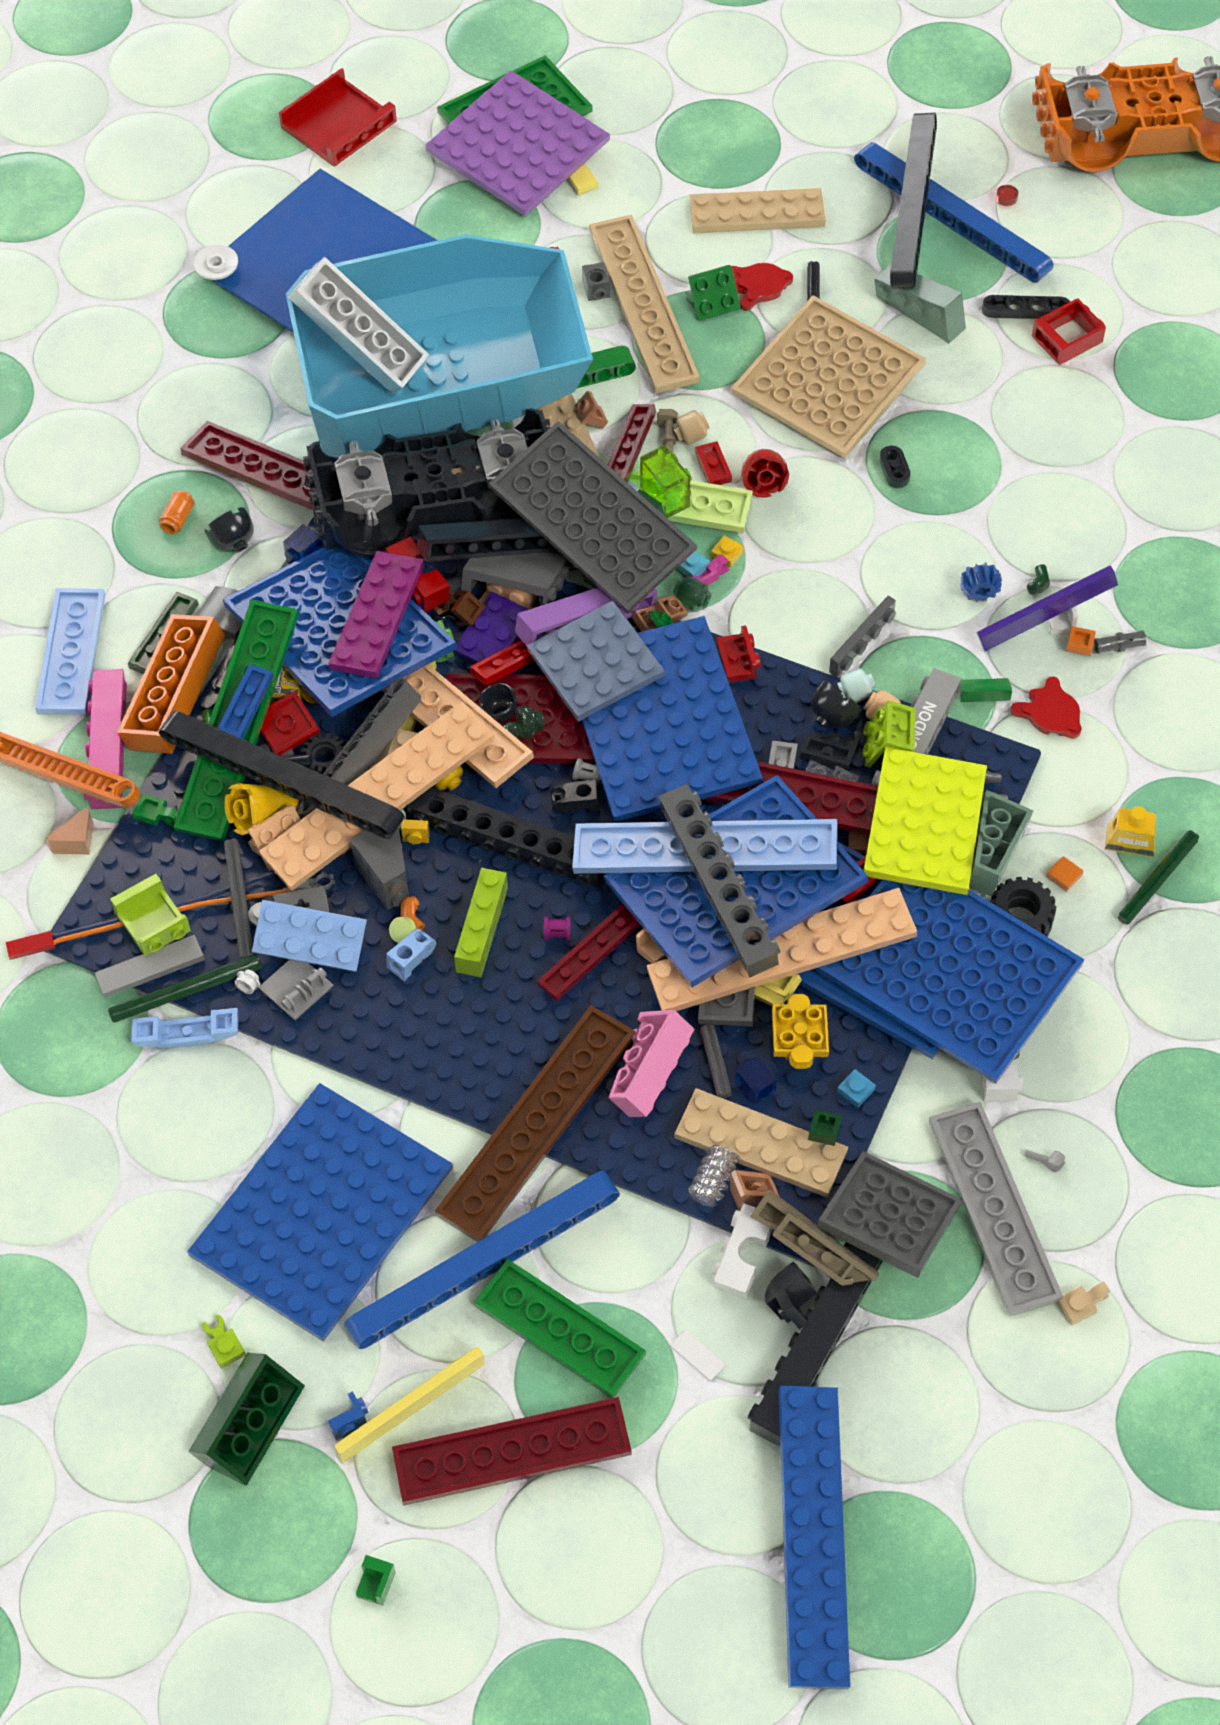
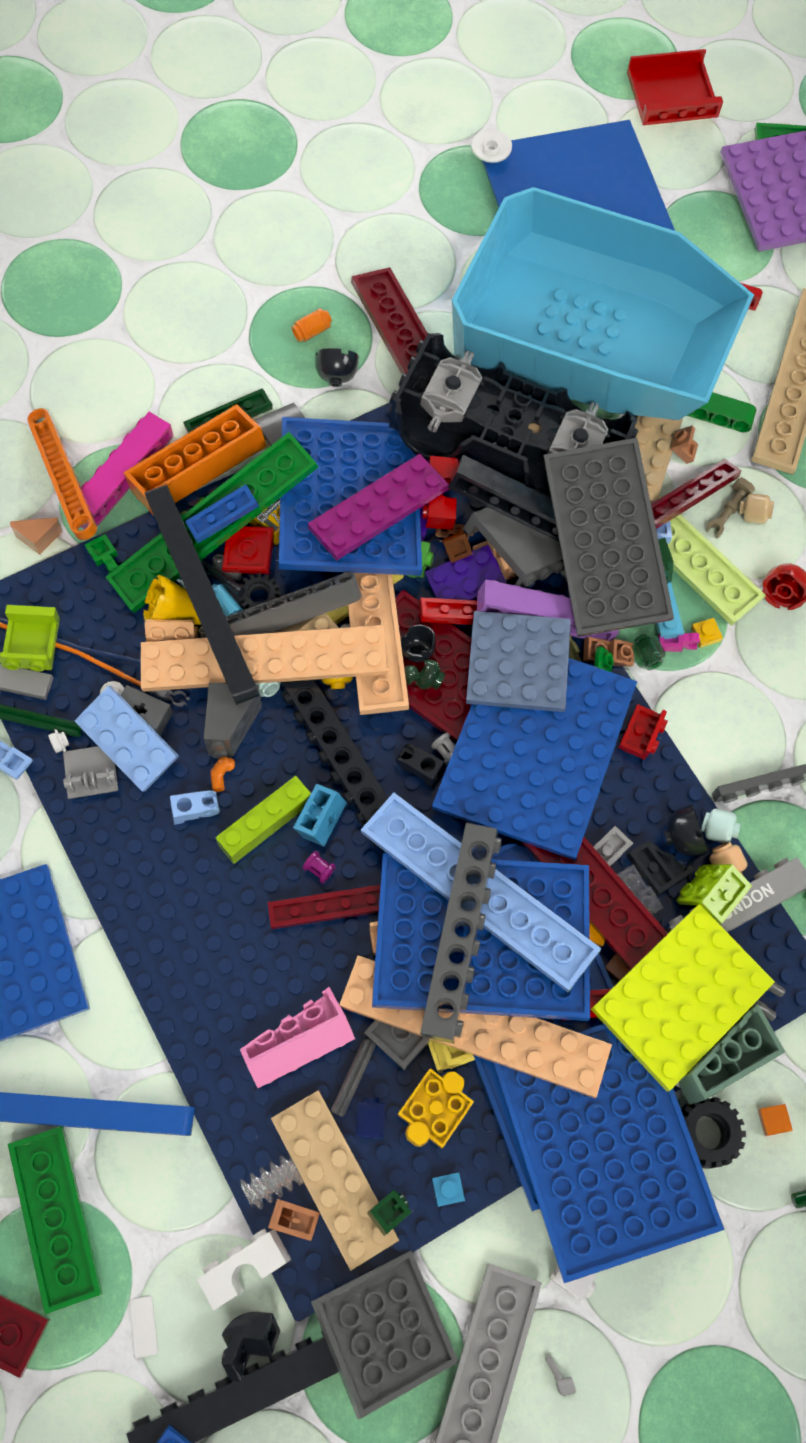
camera: 30 degrees right, 10 degrees up
(70, 651) = (151, 384): light blue plate -> none
(238, 898) = (105, 666): dark grey axle -> none
(301, 543) = (375, 409): clear blue brick -> none
(358, 325) = (545, 258): white brick -> none
(401, 928) = (202, 781): yellowish green piece -> none
(415, 831) = (276, 706): yellow plate -> none
(526, 886) = (320, 815): none -> dark azure brick
(534, 1124) = (170, 1025): reddish brown plate -> none
(596, 281) = (773, 338): dark grey brick -> none
(665, 480) = (696, 542): clear neon green brick -> none
(713, 463) = (751, 551): red plate -> none
(811, 1242) = (293, 1313): dark tan wedge -> none

